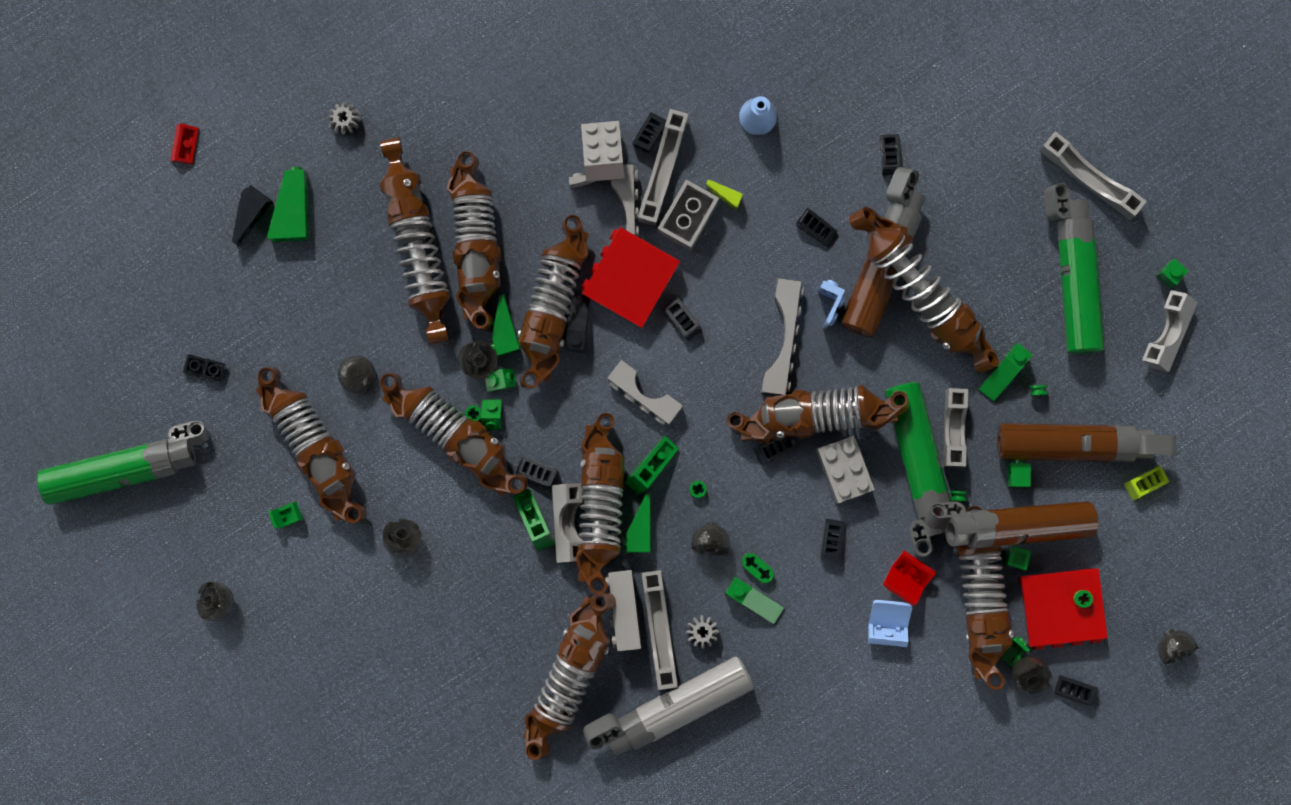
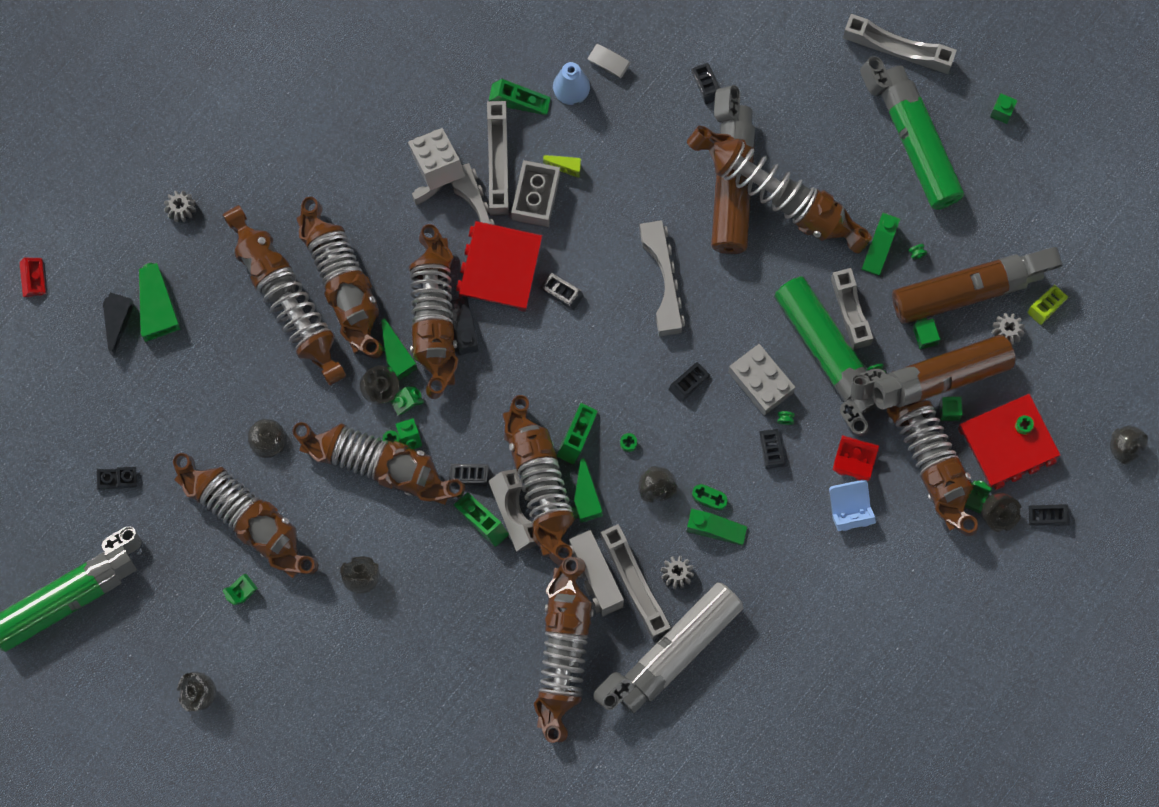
camera: 20 degrees left, 10 degrees down
(642, 145) = (472, 145): black slope -> none
(663, 408) = (570, 377): light grey arch -> none
(703, 112) = (519, 97): none -> green slope
(802, 102) = (609, 61): none -> light grey slope
(808, 413) = (710, 334): piece -> none
(814, 217) = (661, 162): black slope -> none
(831, 290) = (695, 220): light blue bracket -> none
(856, 514) = (786, 418): none -> green bush
(1097, 488) = (1009, 322): none -> light grey gear
(1178, 312) = (1022, 140): light grey arch -> none

